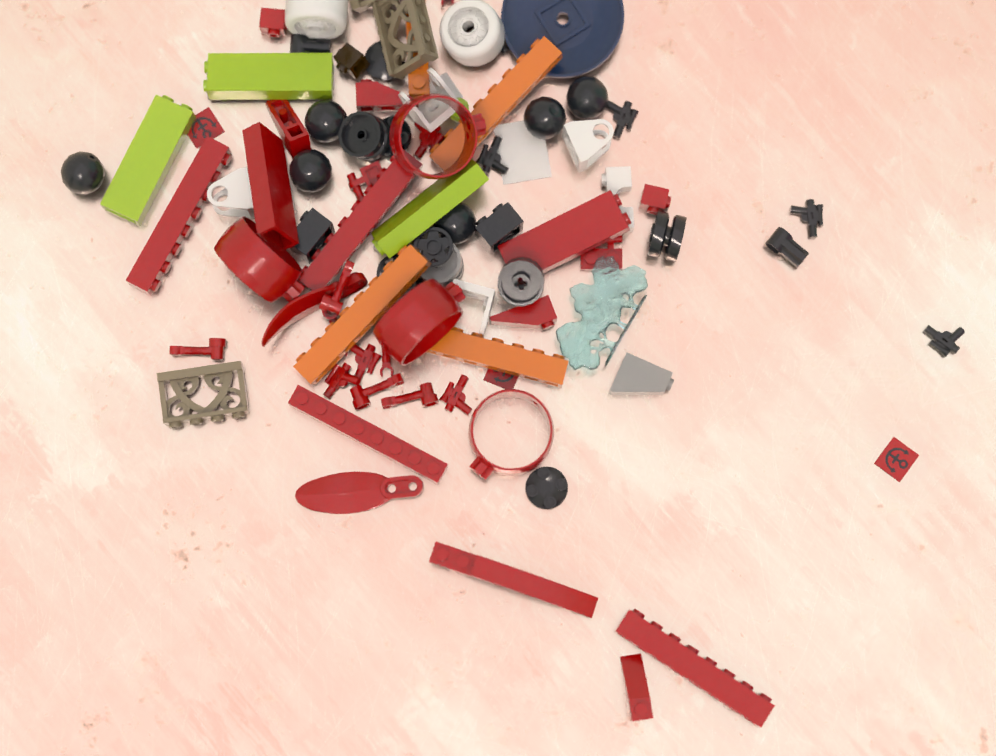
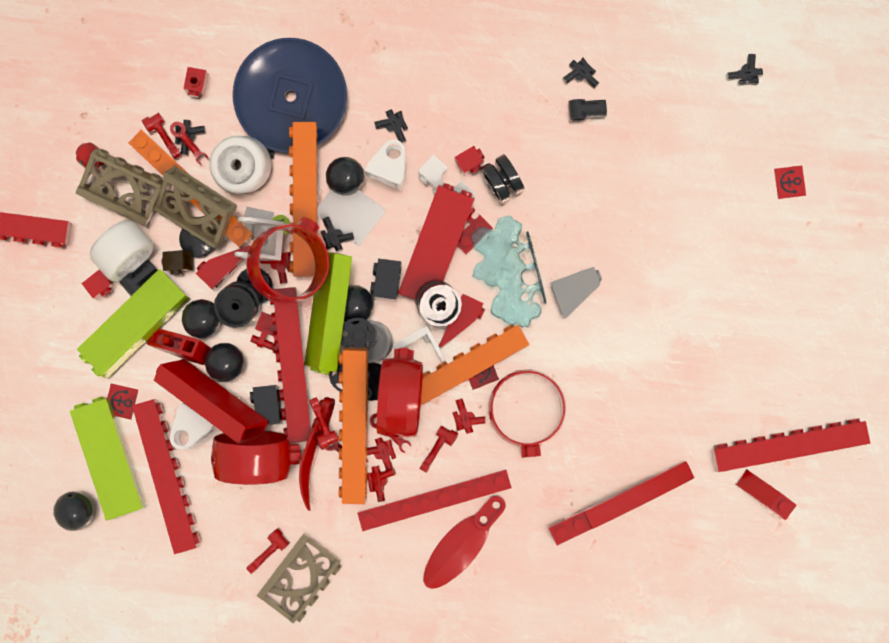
camera: 40 degrees left, 5 degrees up
(360, 395) = (403, 478): red brick -> none
(546, 487) = (583, 421): black dish -> none
(587, 97) = (359, 134): black piece -> none

